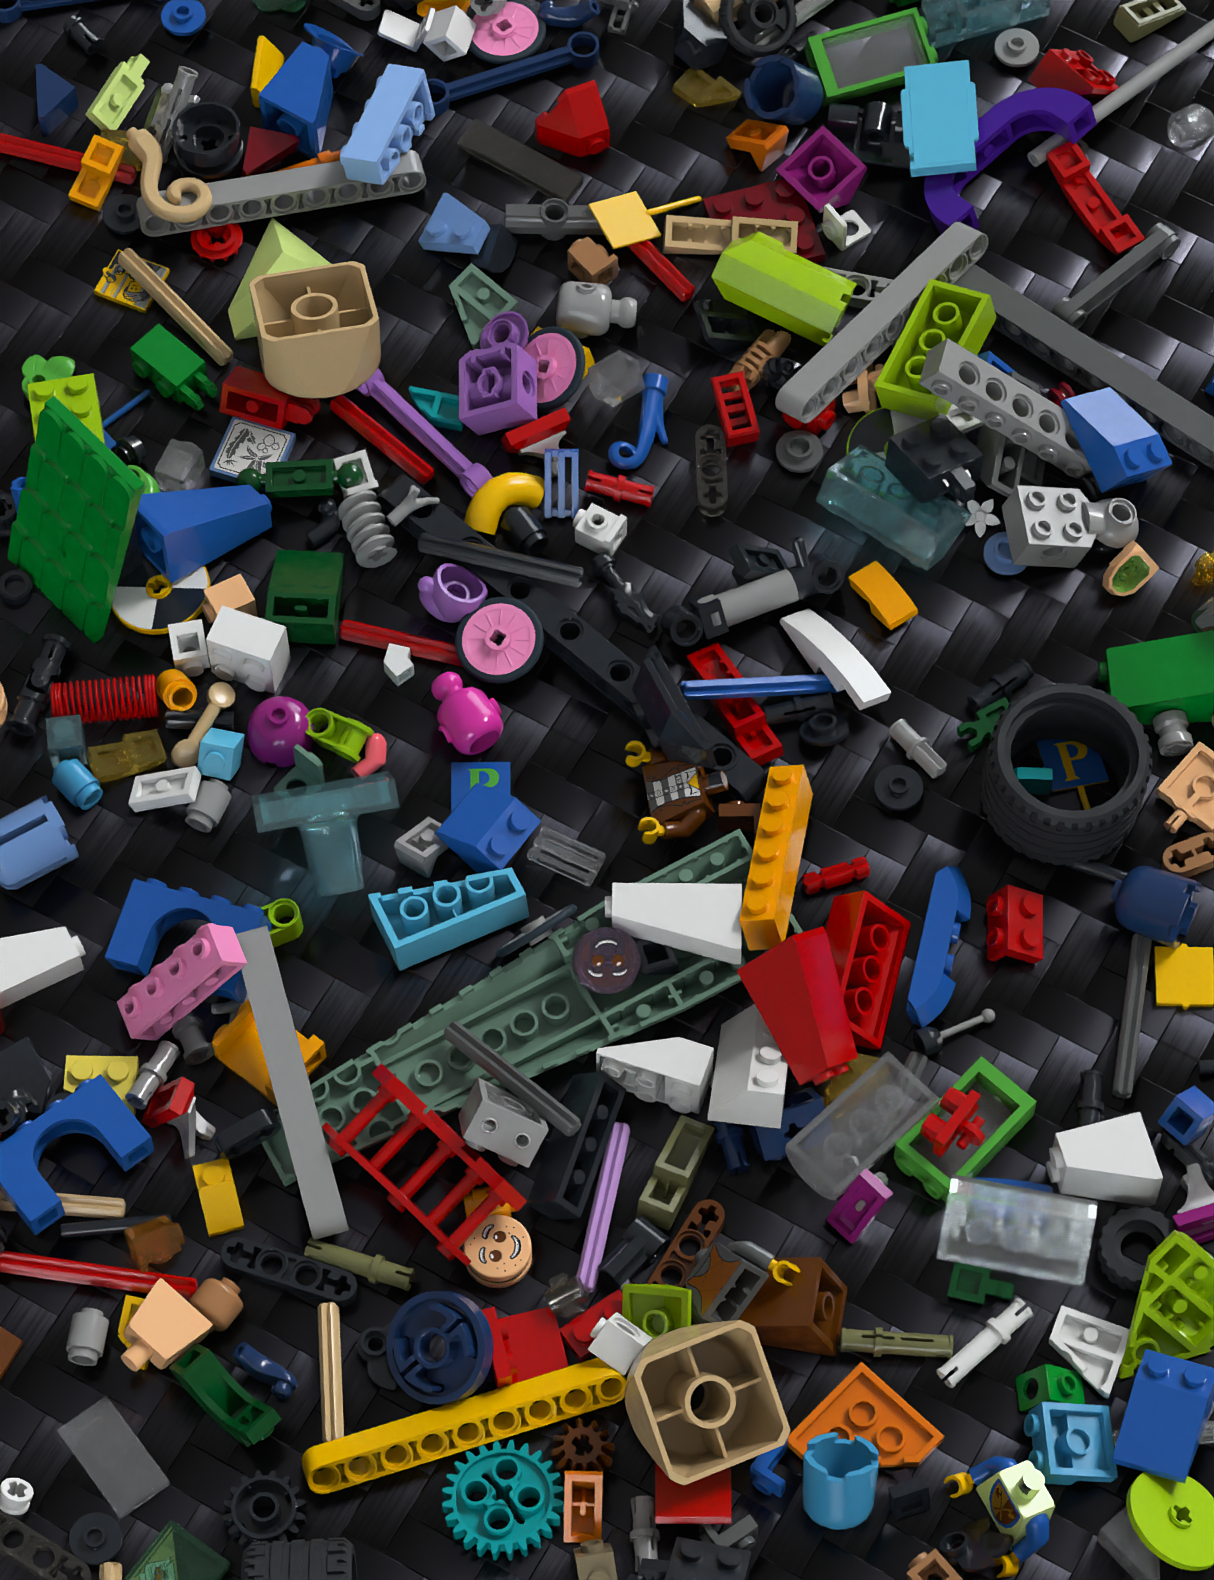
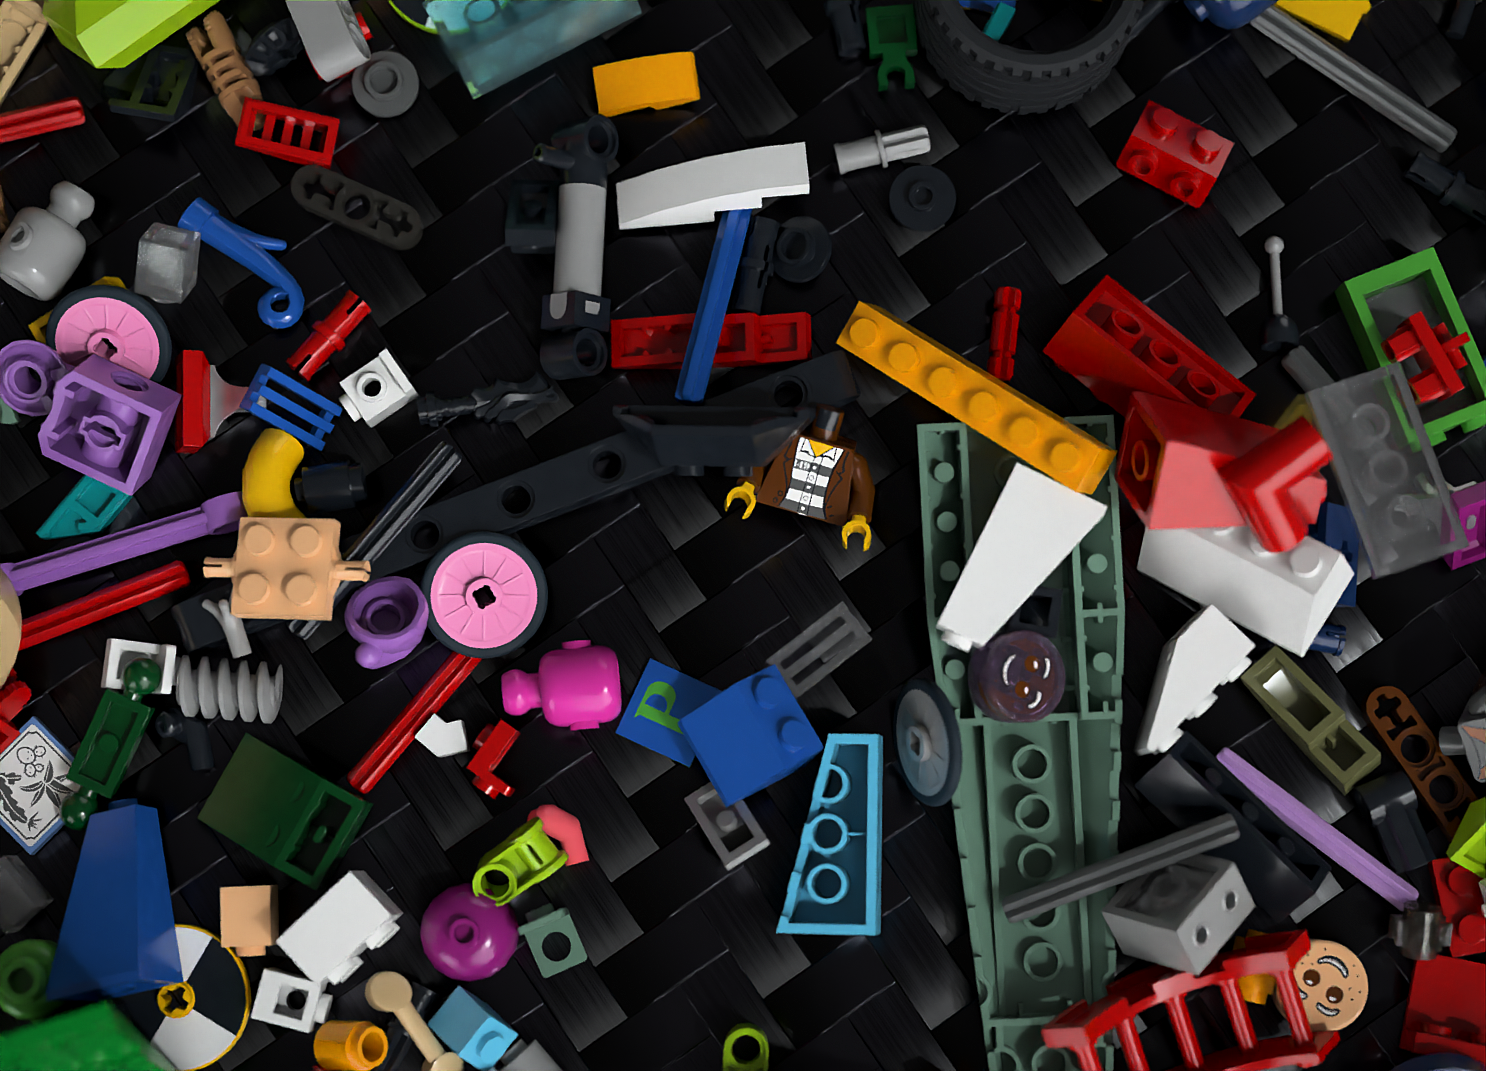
camera: 65 degrees left, 20 degrees up
(328, 824) = (646, 939): clear light blue piece -> none
(400, 692) = (492, 746): none -> red bracket
(456, 515) = (286, 568): none -> light nougat plate
(739, 815) = (869, 413): reddish brown bracket -> none
(798, 1019) = (1262, 481): none -> red brick
(946, 910) = (1177, 273): blue brick -> none

